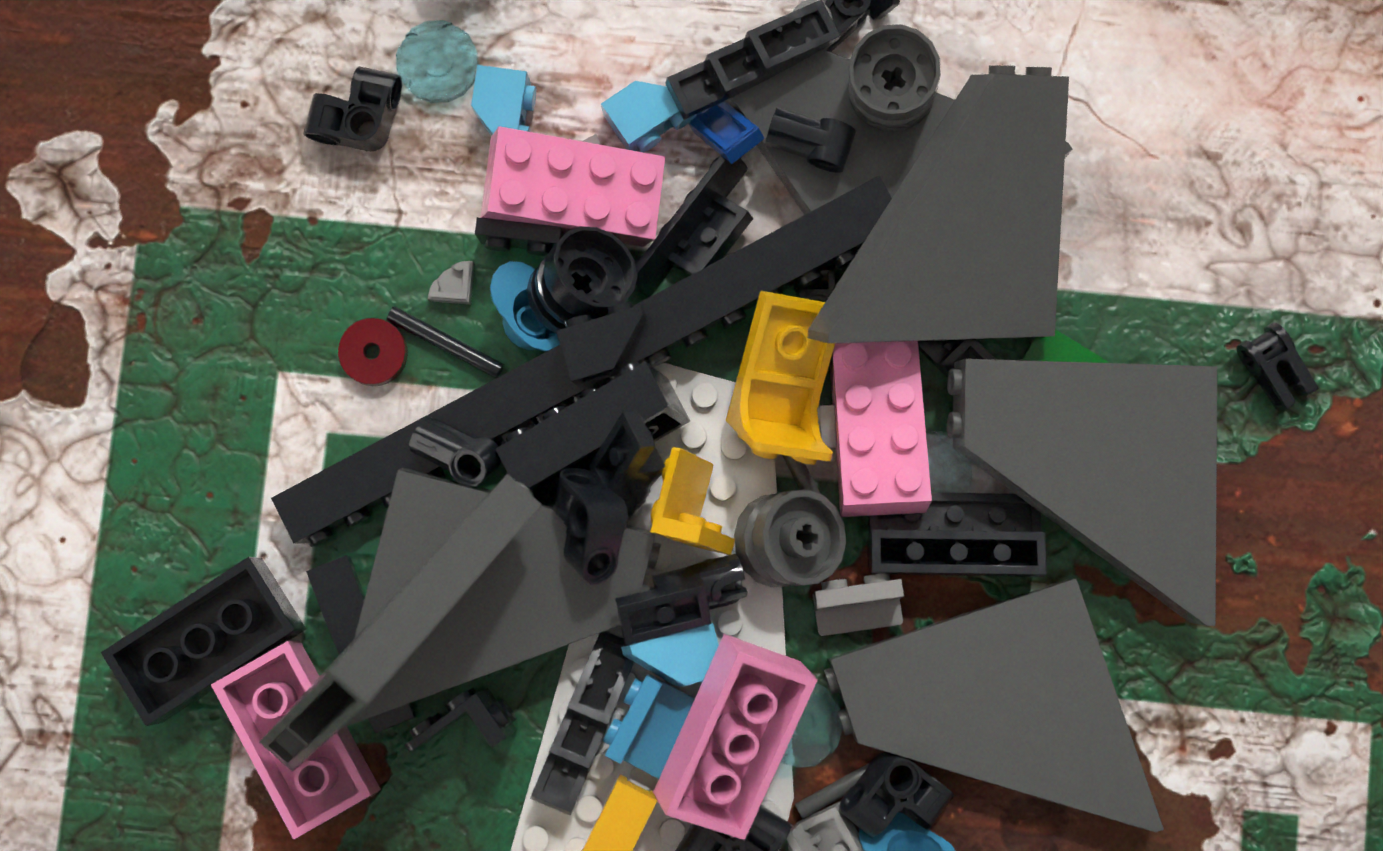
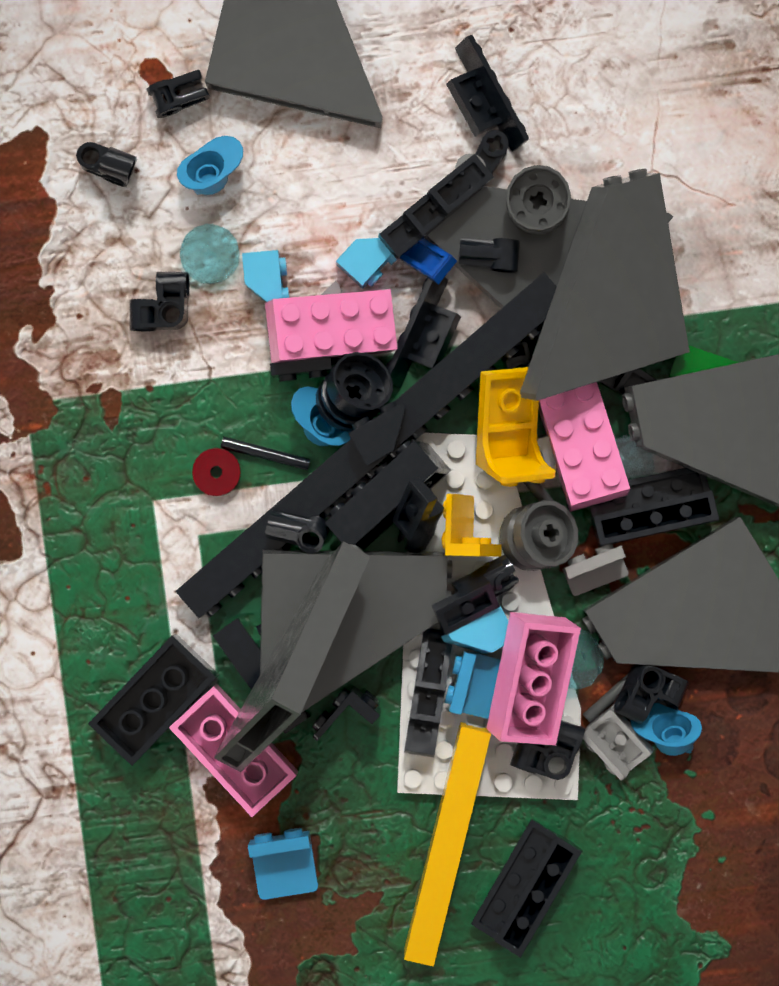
camera: 20 degrees left, 5 degrees up
(454, 284) = (261, 411): light grey tile -> none
(593, 522) = (406, 557): black piece -> none

